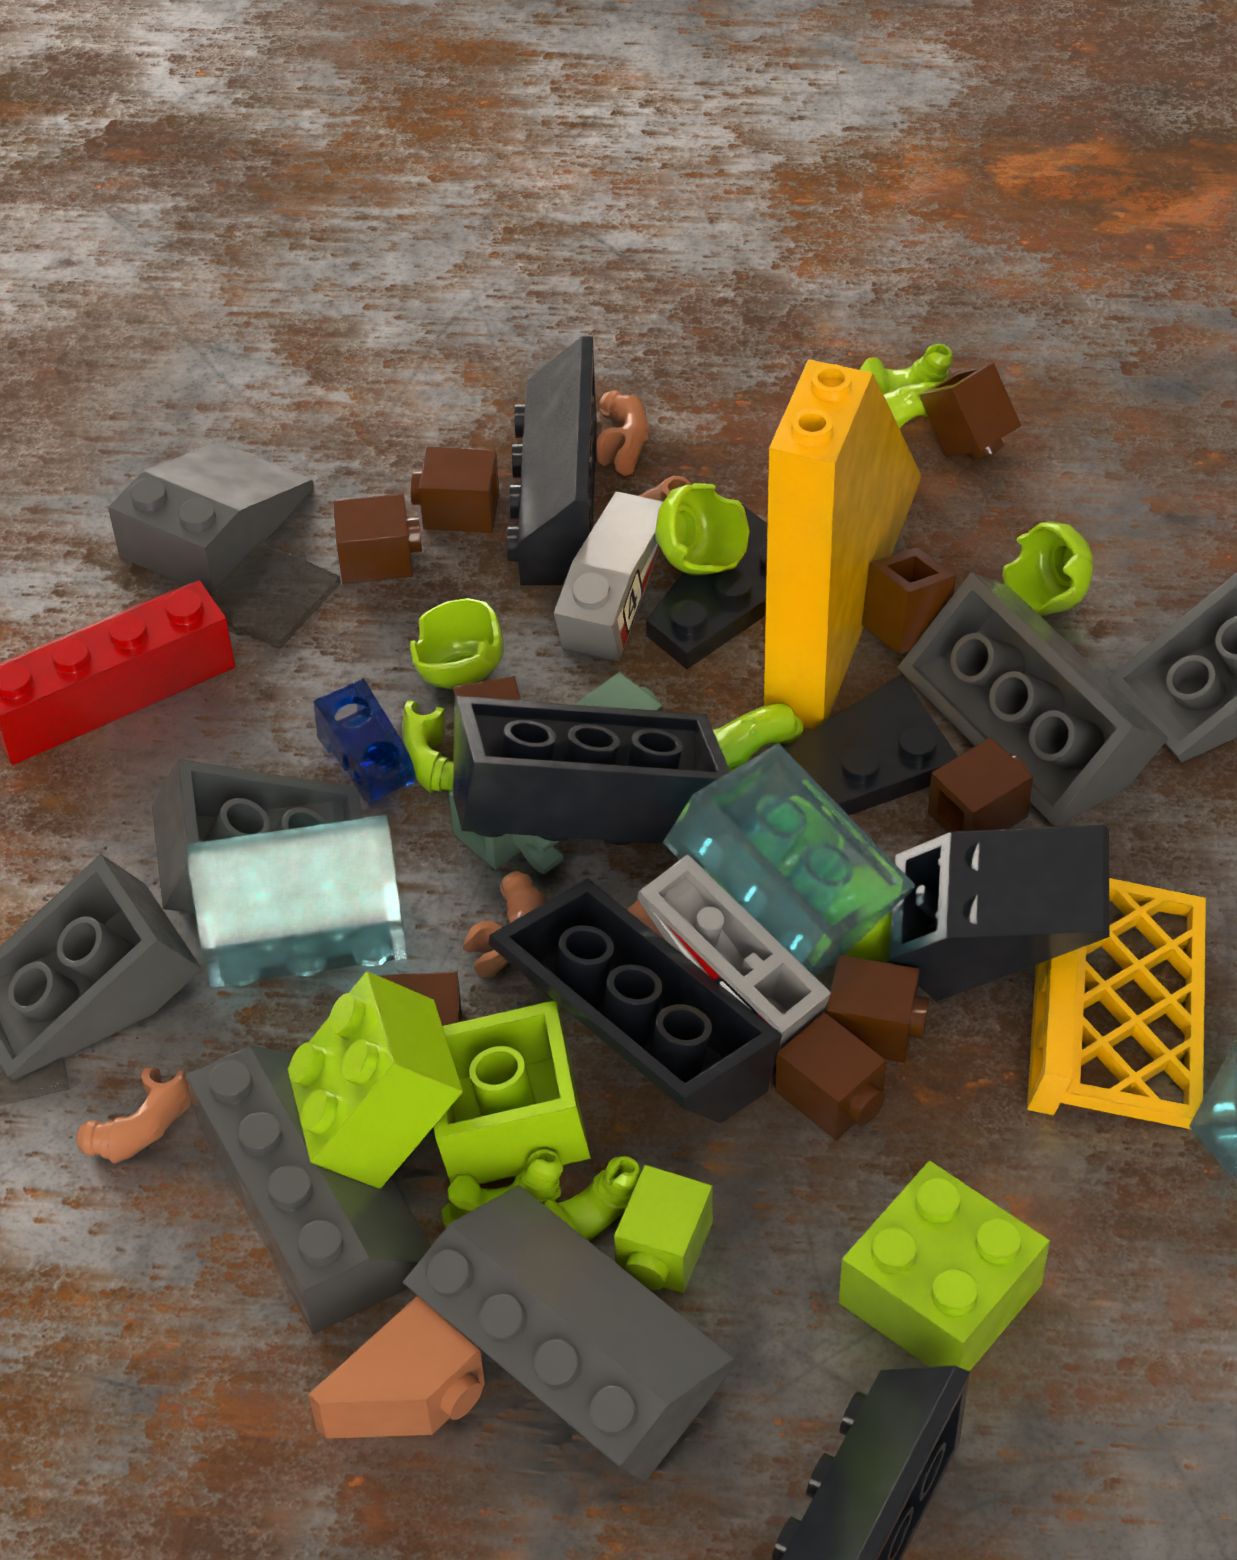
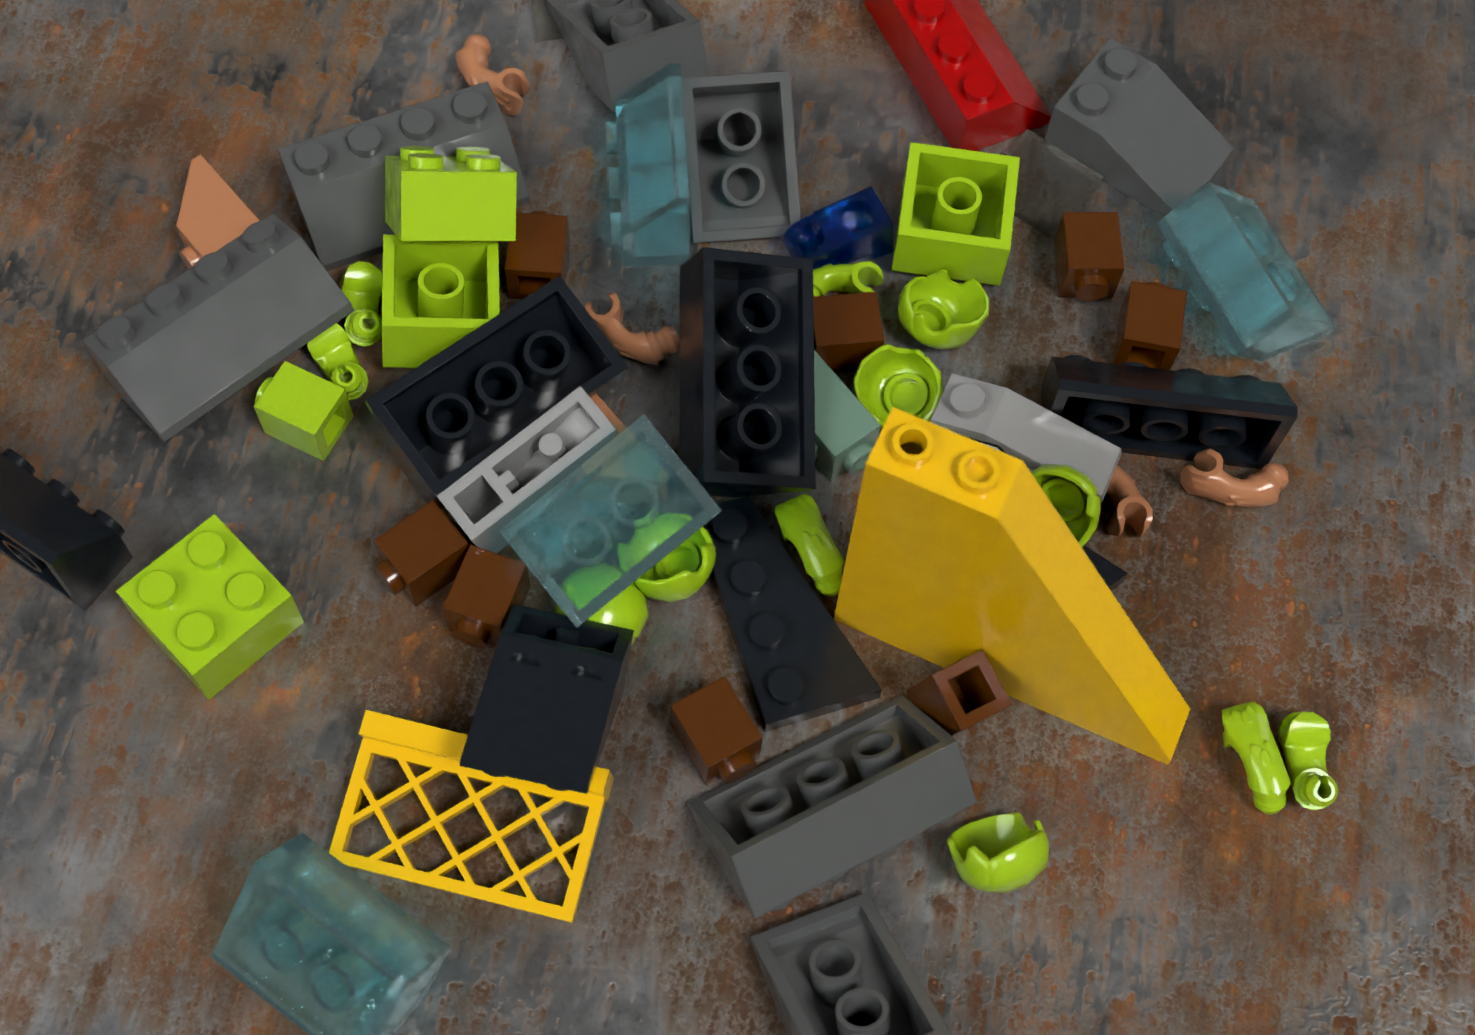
camera: 90 degrees right, 15 degrees up
(336, 630) = (956, 213): none -> lime brick
(390, 424) = (1243, 274): none -> clear light blue slope
(559, 668) = (898, 380): none -> lime hair
(971, 412) = (1235, 809): reddish brown brick -> none

